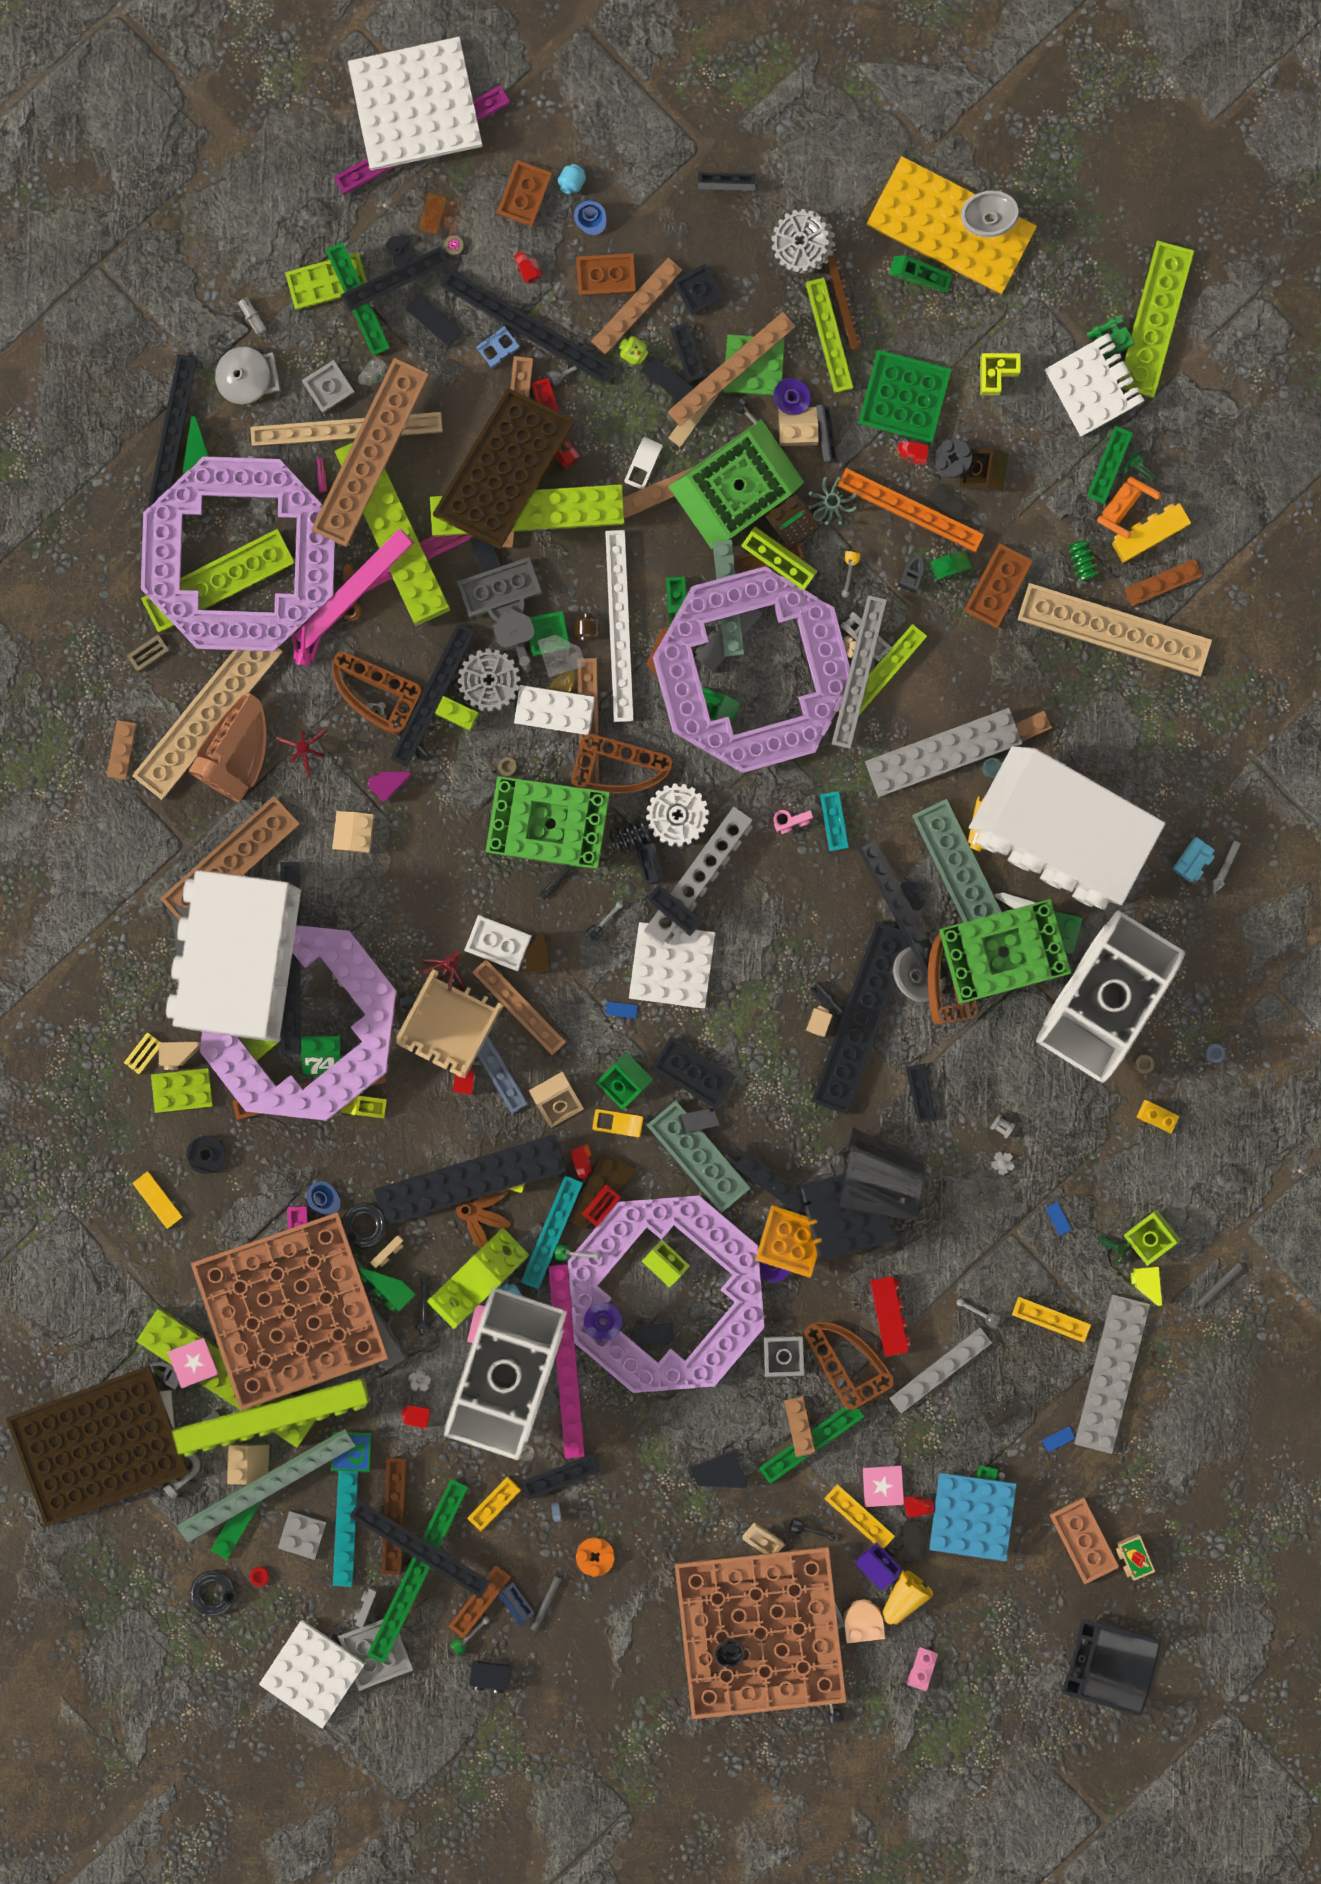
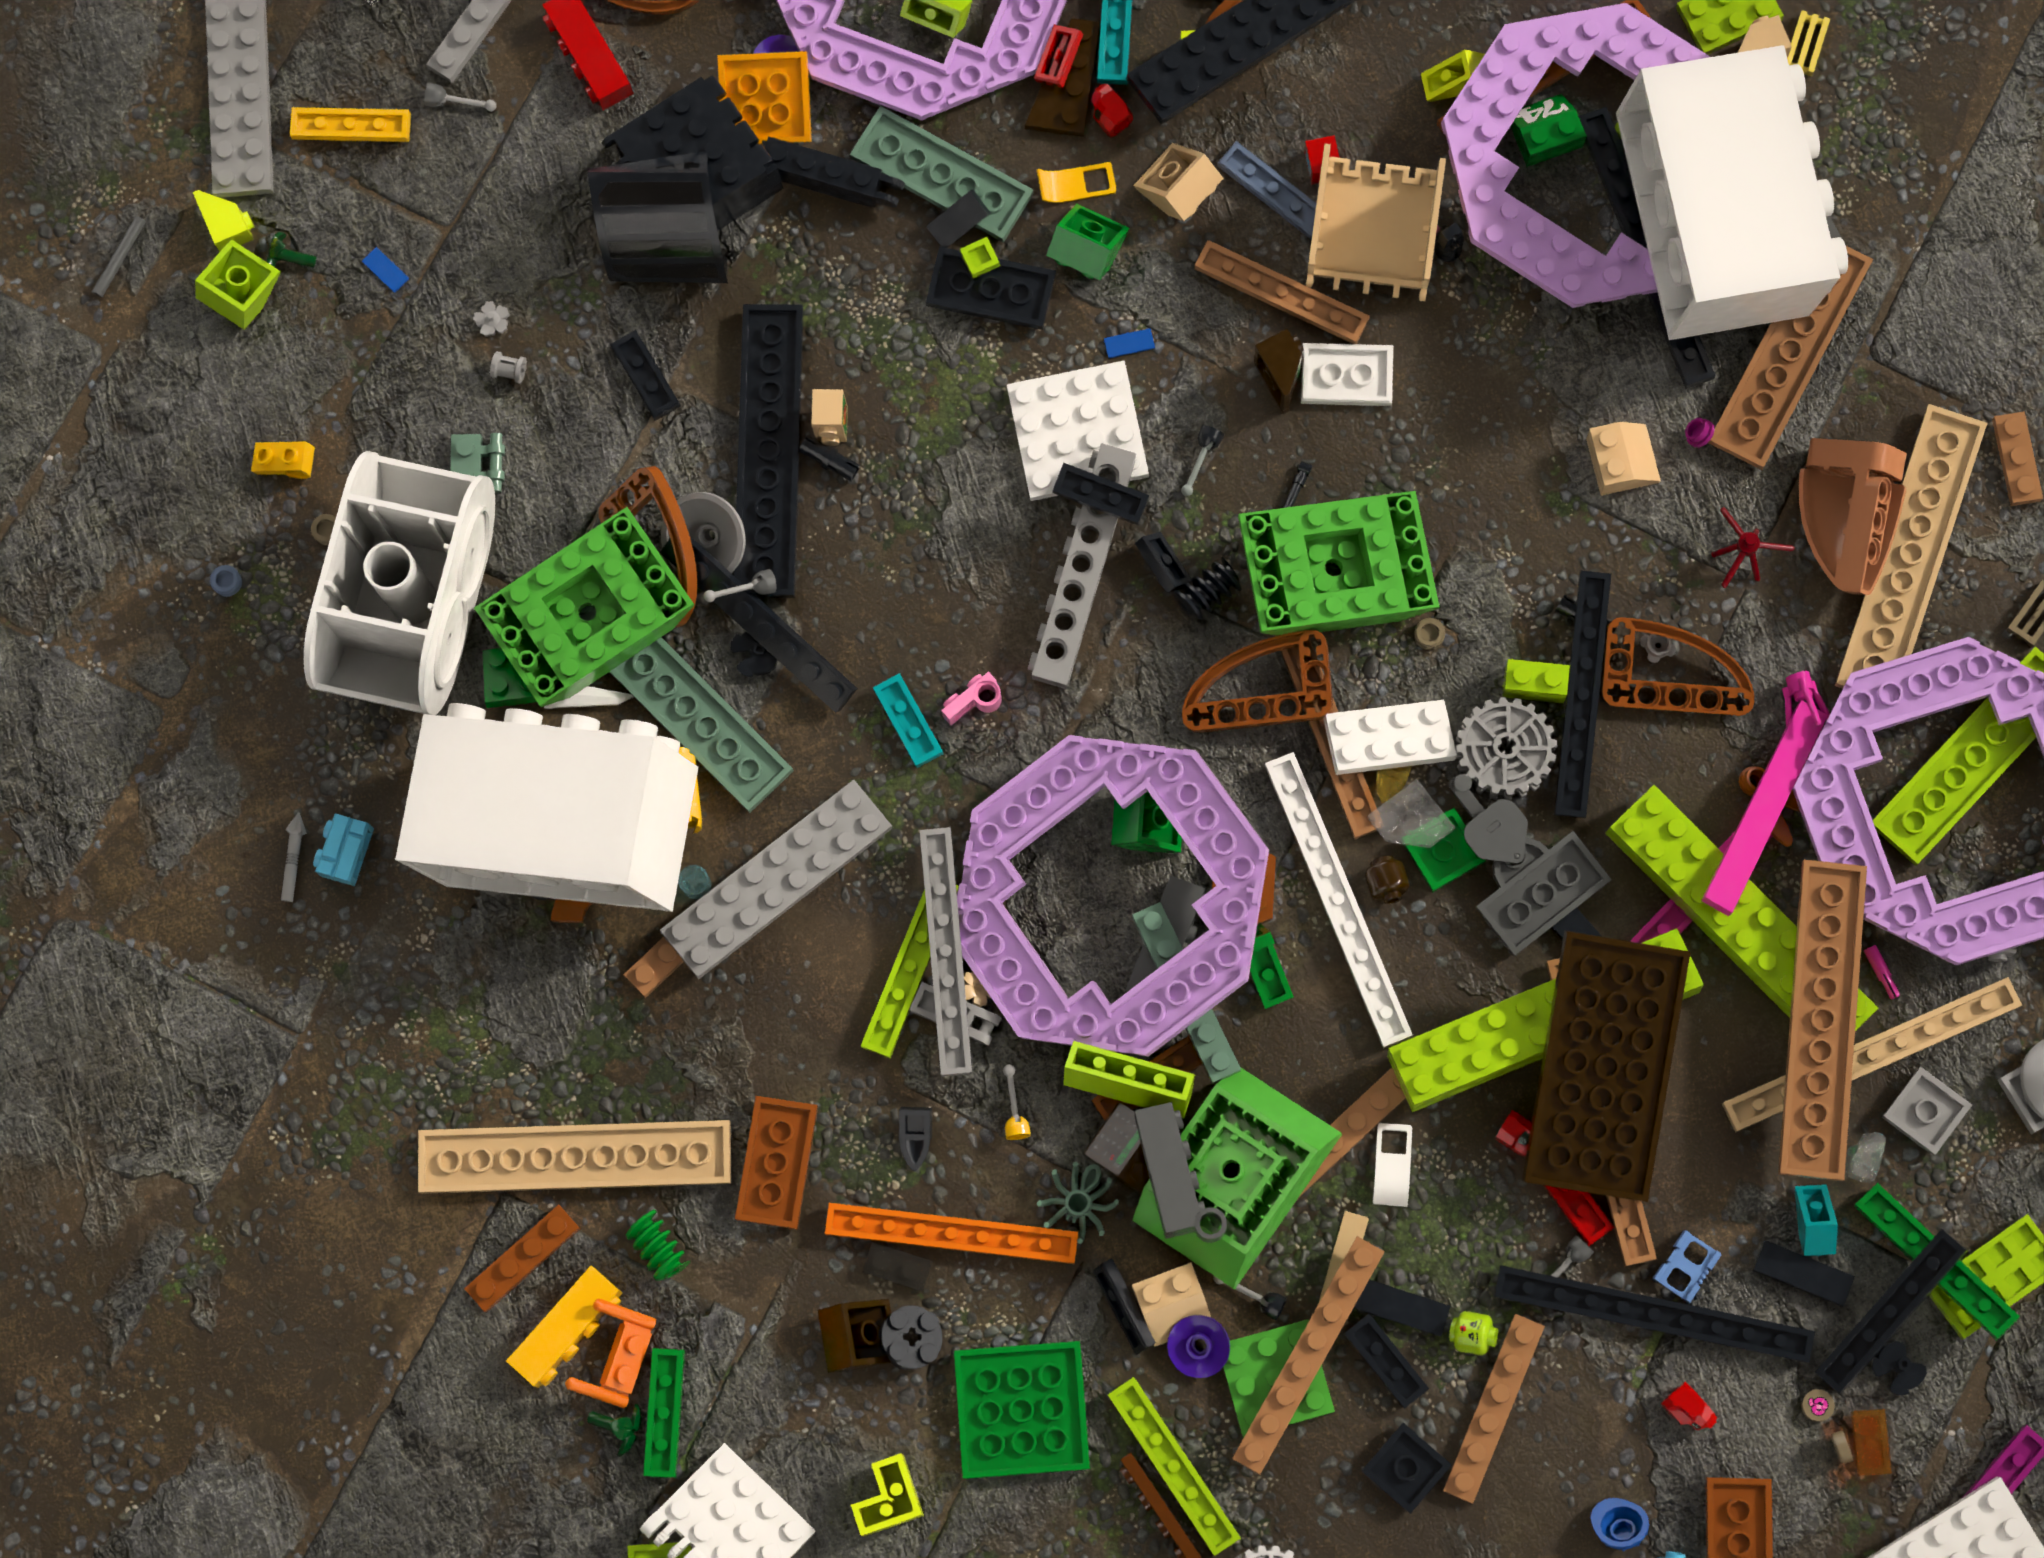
camera: 170 degrees right, 10 degrees down
(302, 831) = (1699, 432): none -> magenta plate
(387, 783) = (1601, 543): magenta slope -> none
(415, 345) = (1816, 1220): none -> teal slope
(448, 964) = (1407, 314): dark red plant -> none
(450, 216) = (1841, 1447): none -> dark tan tile
(605, 274) = (1561, 1441): dark orange plate -> none
(684, 828) = (1169, 657): white piece -> none
(694, 1090) = (979, 257): none -> lime plate
(775, 491) = (1170, 1175): none -> dark grey hinge
(893, 932) = (762, 583): none -> hinge
(913, 452) = (977, 1325): red rock -> none
(950, 565) = (860, 1168): green slope -> none
(1046, 1075) = (468, 452): none -> sand green plate

